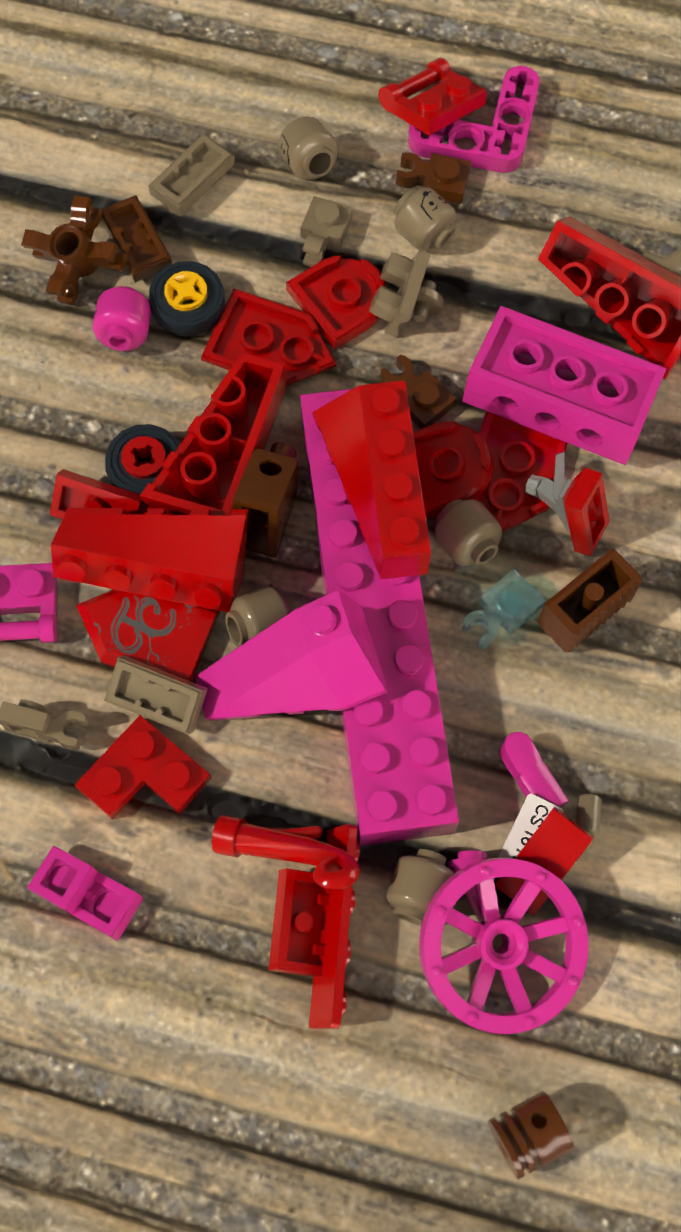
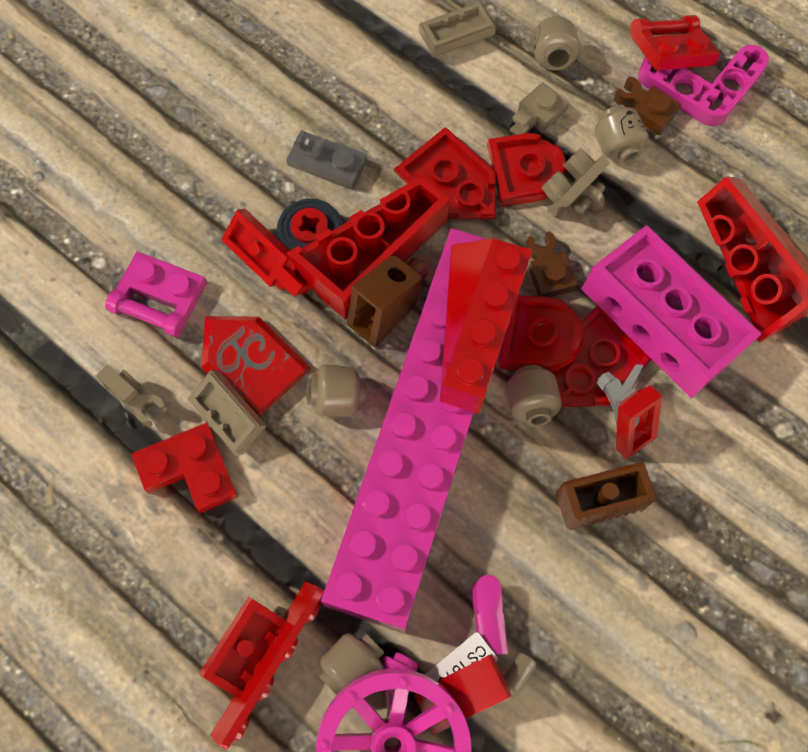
camera: 25 degrees right, 0 degrees up
(84, 259) = (338, 49): reddish brown pin -> none
(85, 893) = (96, 542): dark pink slope -> none
(121, 378) = (327, 159): none -> flat silver plate
(122, 316) = (348, 114): dark pink head -> none
(136, 237) = (390, 59): reddish brown plate -> none
(155, 554) = (279, 304): red wedge -> none
(182, 283) = (412, 108): black wheel -> none
(301, 663) = (343, 440): dark pink wedge -> none
(335, 867) = (230, 554): red plant -> none
(505, 605) = (537, 468): clear light blue plate -> none

